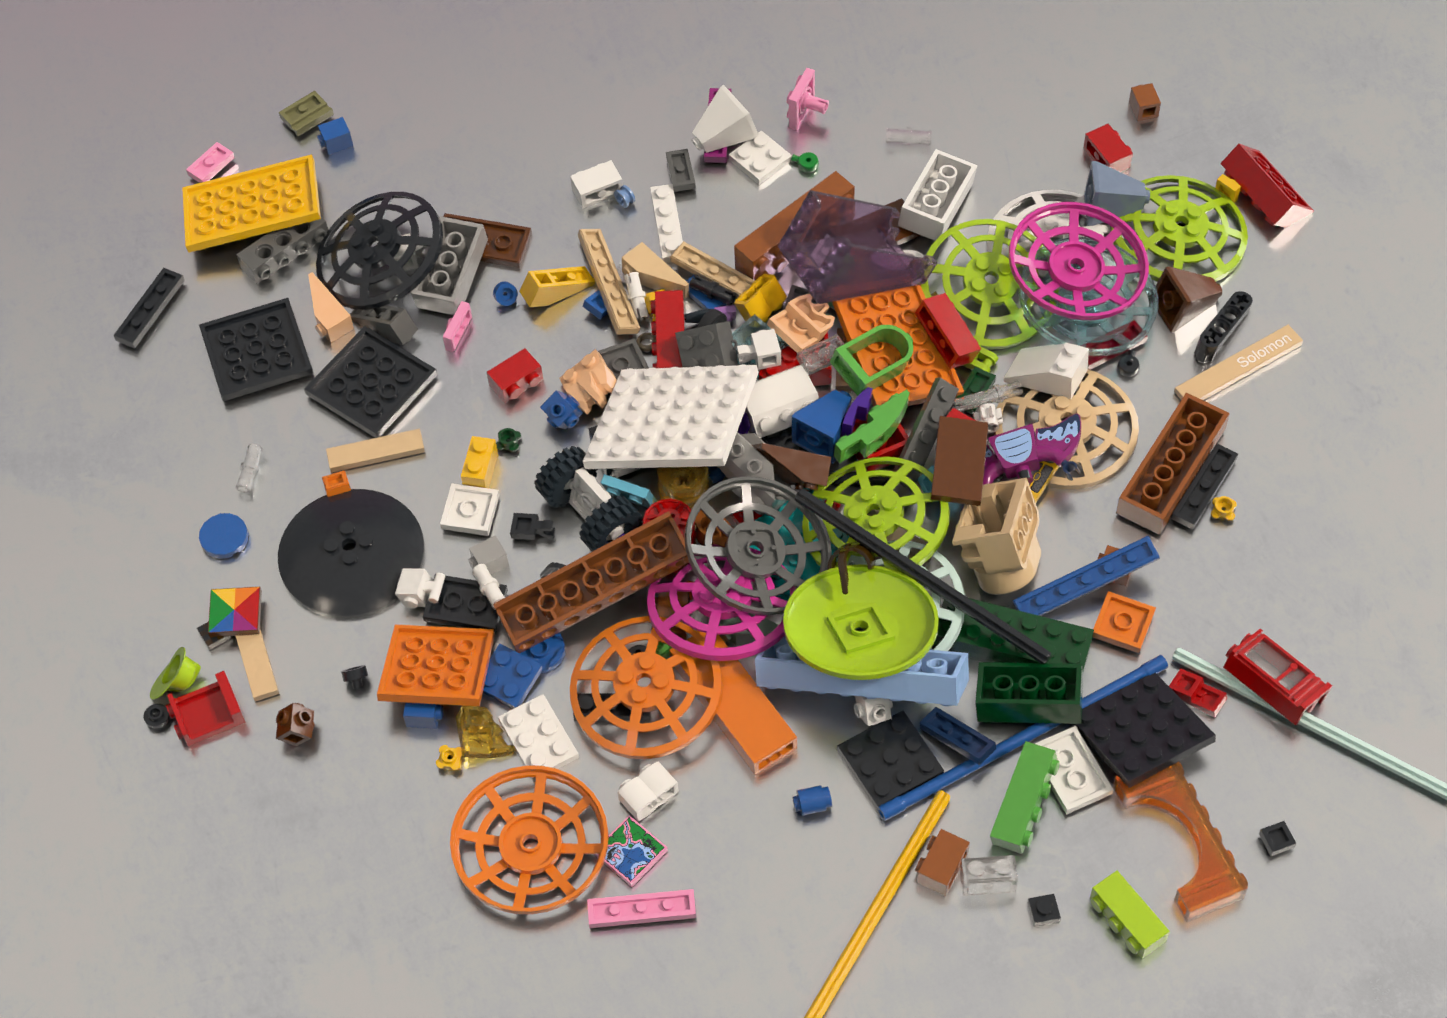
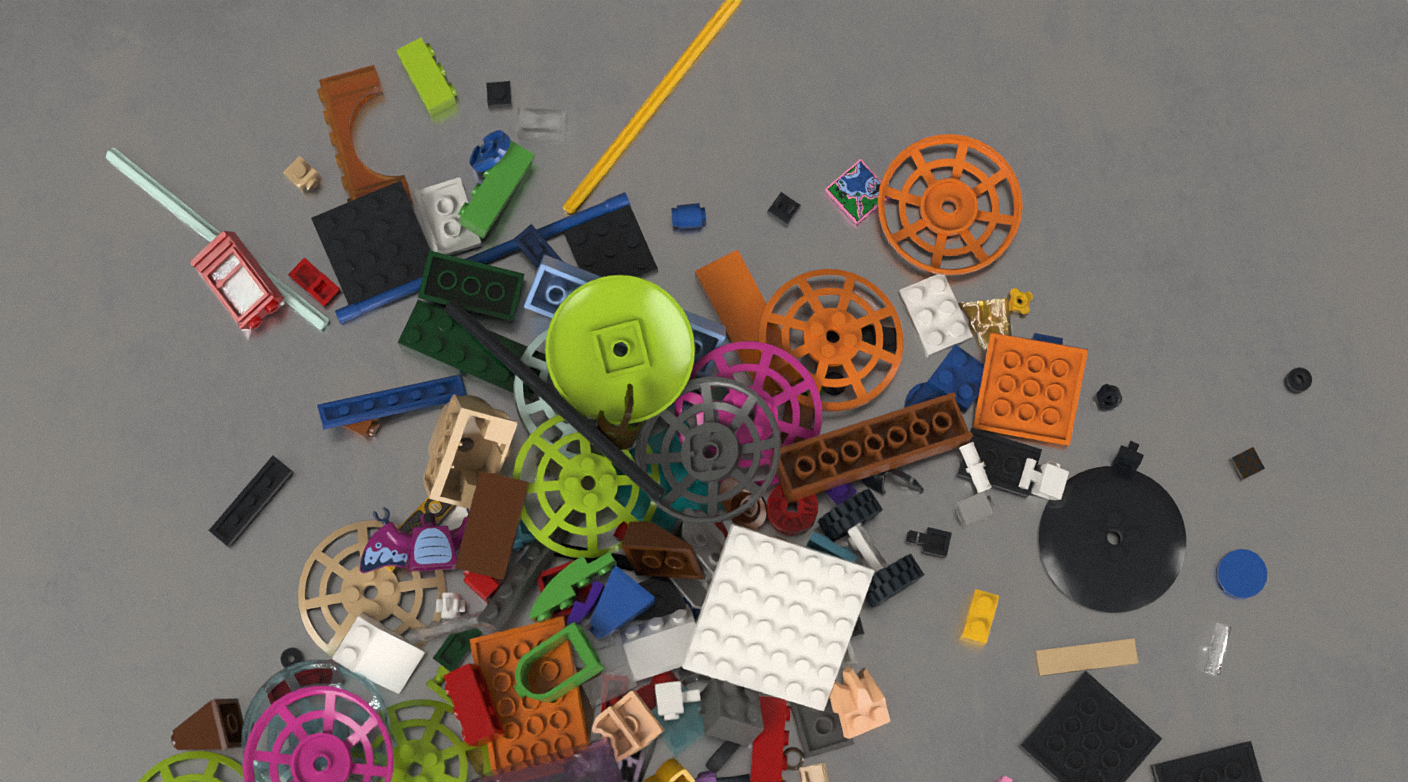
camera: 175 degrees left, 20 degrees up
(177, 675) = (1285, 415): lime piece -> none
(205, 711) = (1253, 378): red panel -> none
(234, 611) = (1227, 477): tile -> none
(257, 666) = (1207, 436): tan tile -> none
(295, 724) = (1166, 347): reddish brown brick -> none
(334, 621) = (1128, 457): none -> black tile
(336, 483) = (1127, 619): orange tile -> none
(469, 509) = (991, 568): white plate -> none
(508, 434) = (944, 644): dark green plate -> none
(515, 375) = (936, 727): red brick -> none
(562, 410) = (890, 671): blue brick -> none
(641, 908) = (853, 135): bright pink plate -> none
(647, 791) = (838, 243): white brick -> none
(710, 824) = (784, 209): none -> black tile
(942, 861) = (580, 143): dark orange brick -> none
(1039, 835) = (490, 152): none -> blue tile
(1123, 622) = (366, 361): orange plate -> none
(1172, 463) = (276, 525): dark orange brick -> none
(1207, 349) = (179, 693): black beam -> none
(1223, 502) = (235, 468): yellow plate -> none
(1239, 797) = (302, 175): none -> tan bracket
(1241, 364) = (178, 643): tan tile -> none
(1277, 838) = (279, 131): black plate -> none

